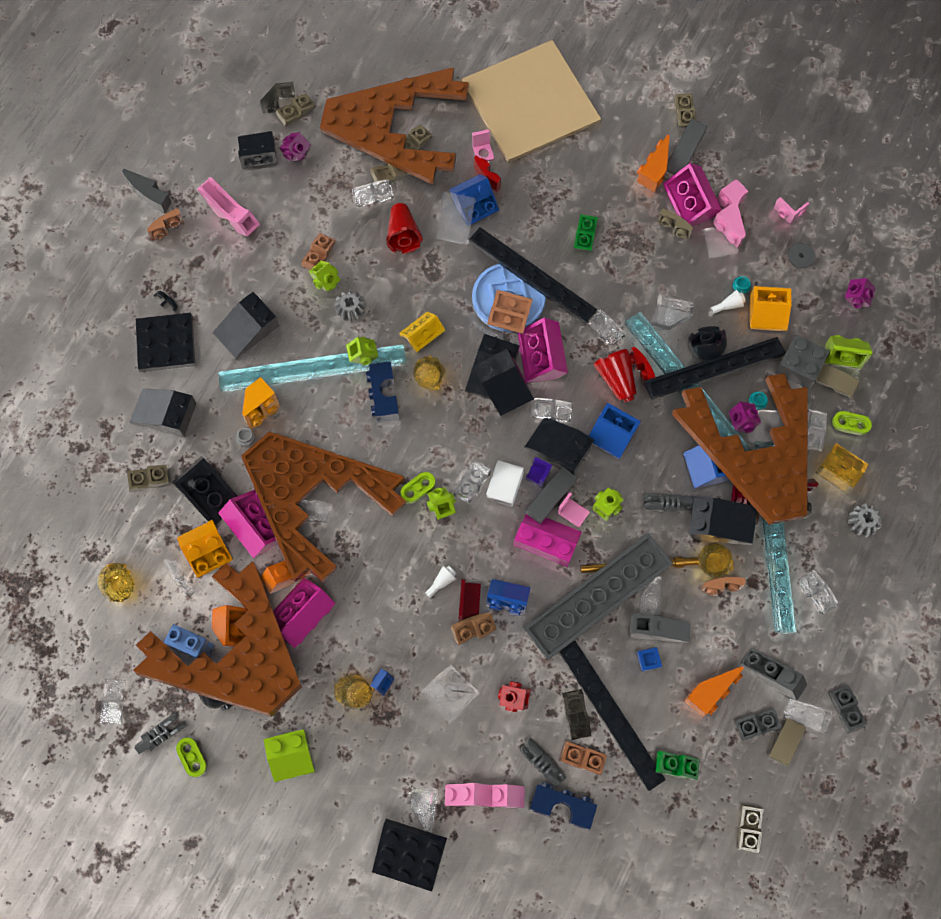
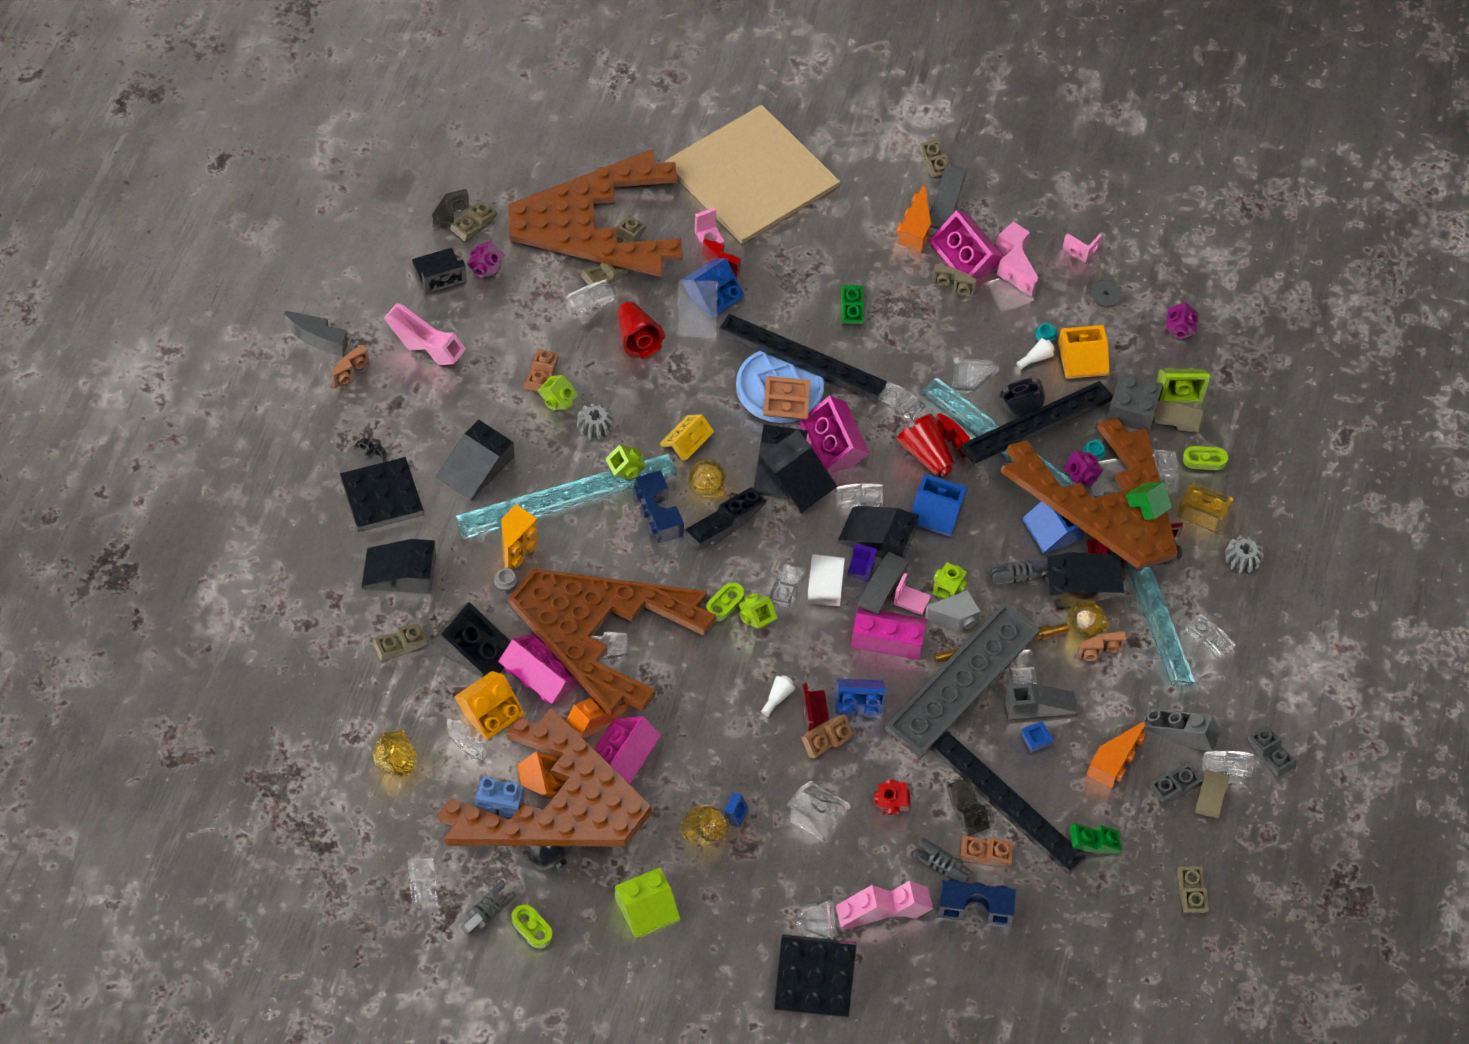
camera: 15 degrees left, 15 degrees down
(435, 413) = (726, 520): none -> black slope
(606, 531) = (954, 612): none -> light grey slope
(794, 462) = (1151, 499): none -> green piece

